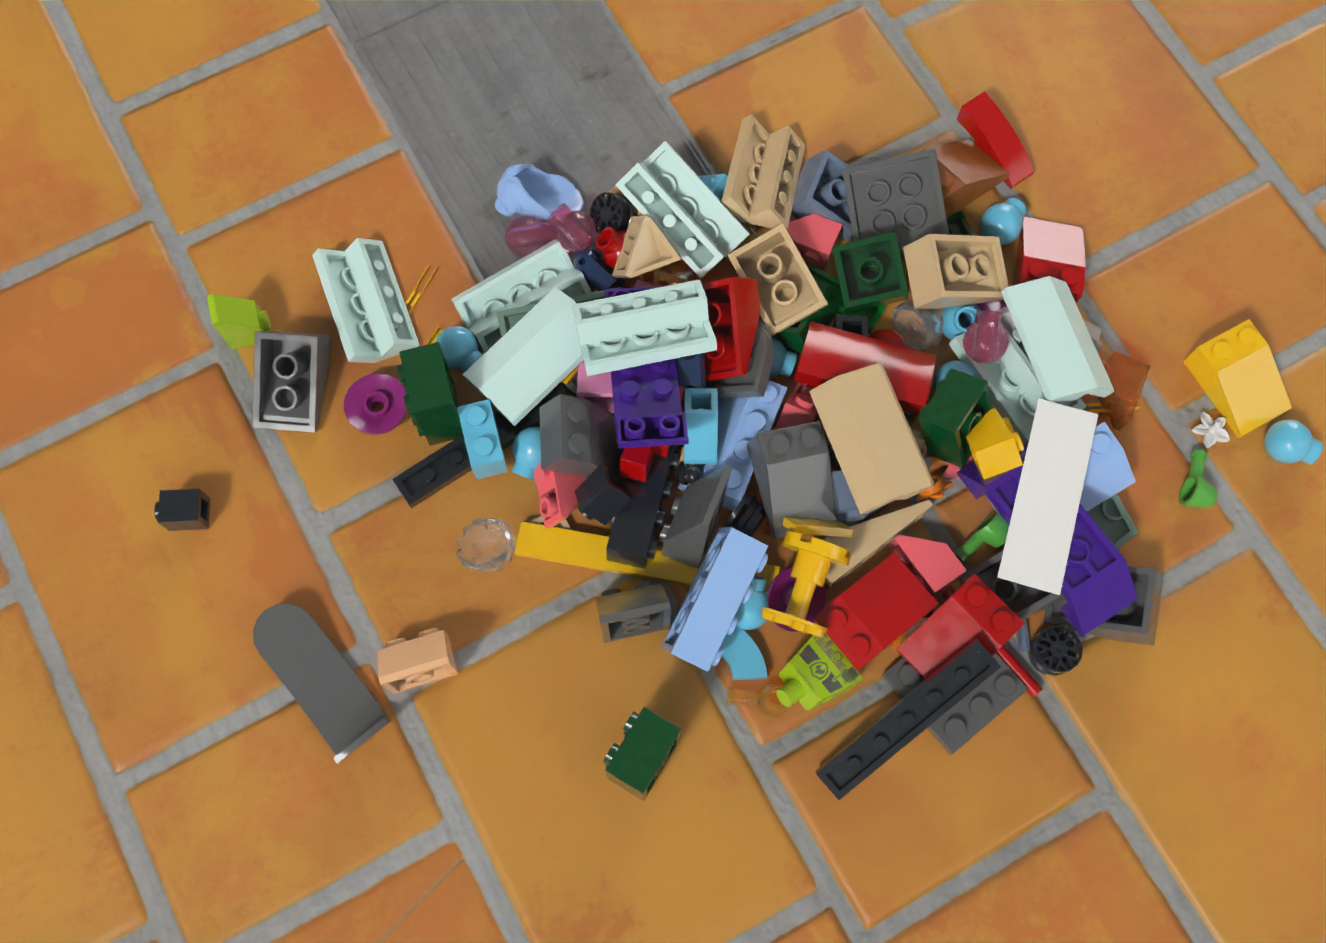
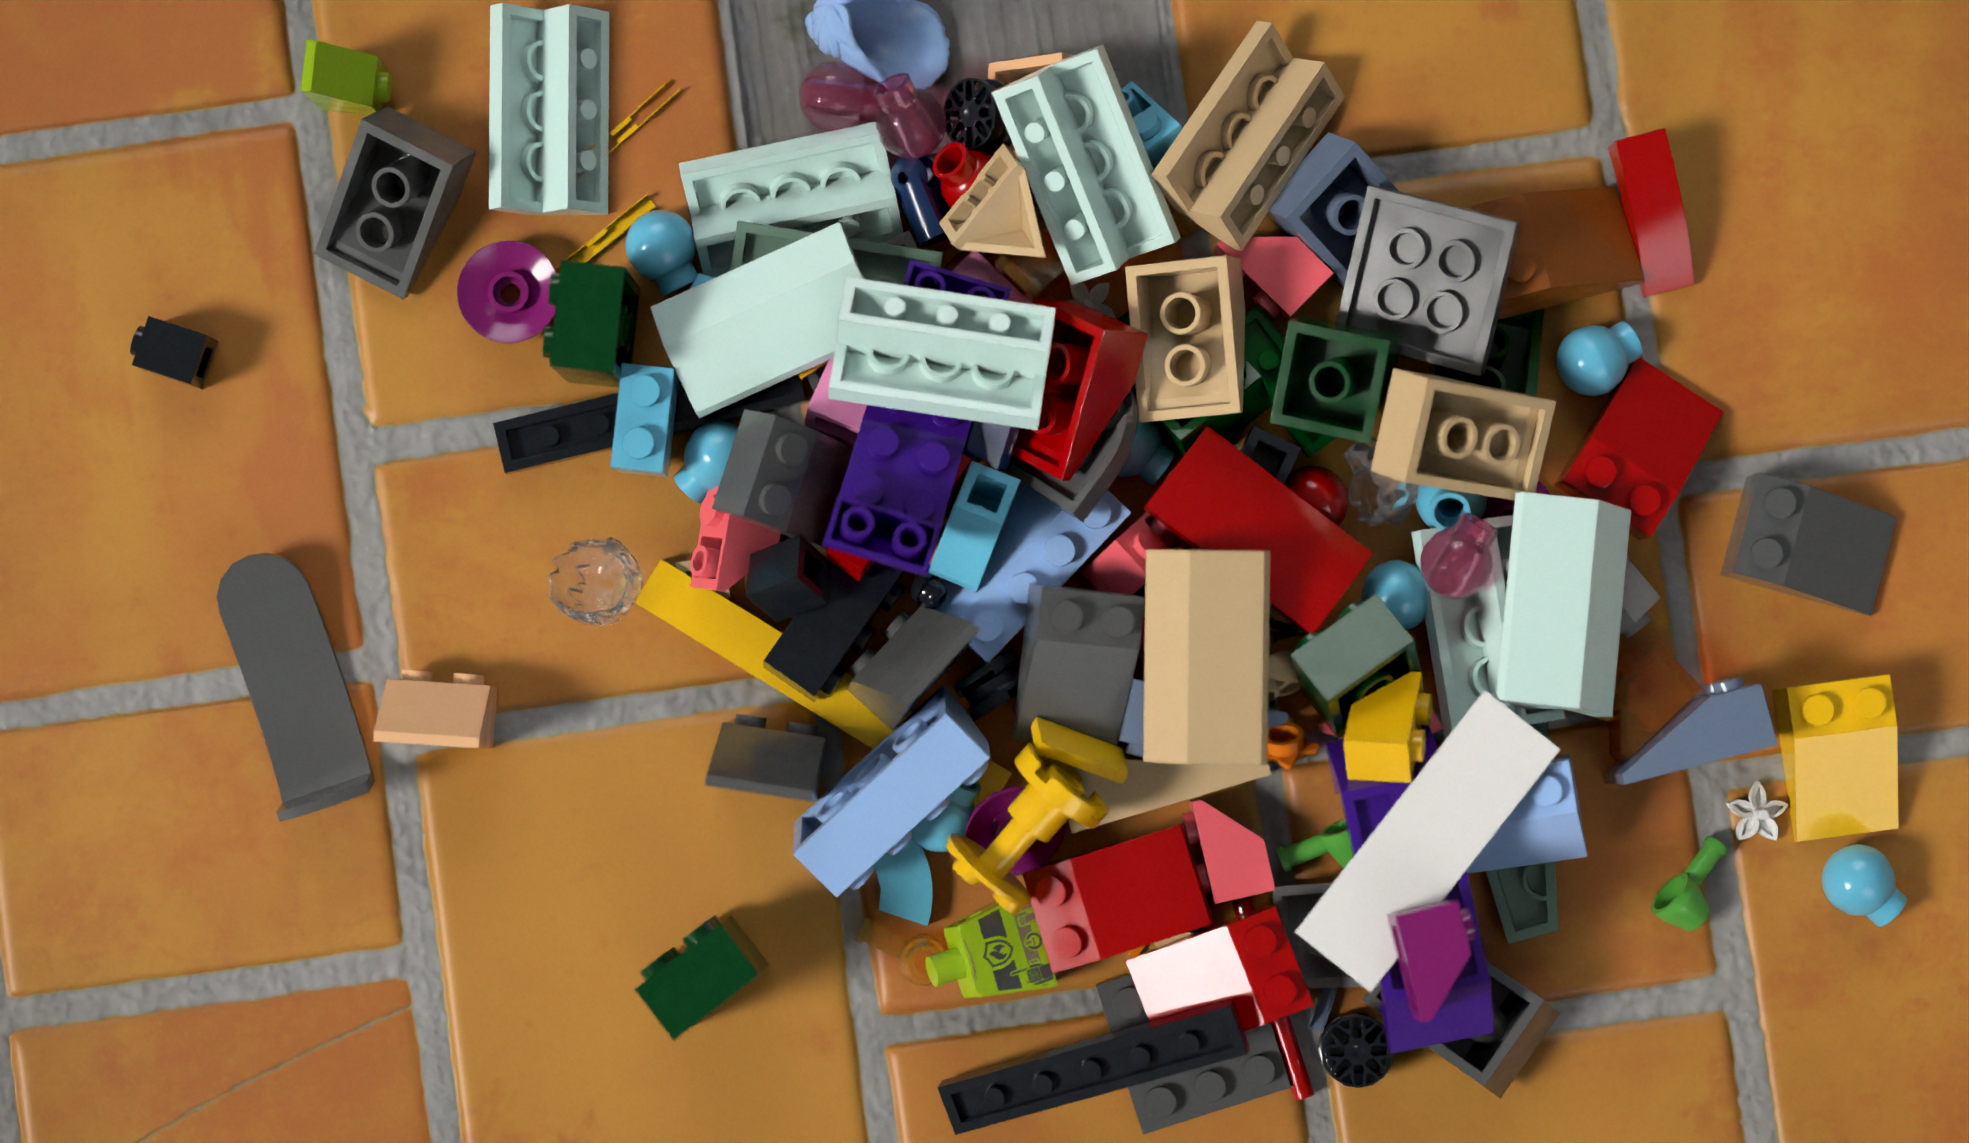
camera: 20 degrees right, 15 degrees up
(1086, 554) = (1431, 952): none -> magenta slope
(1161, 275) = (1808, 543): none -> dark grey slope
(1168, 382) = (1708, 728): none -> sand blue slope

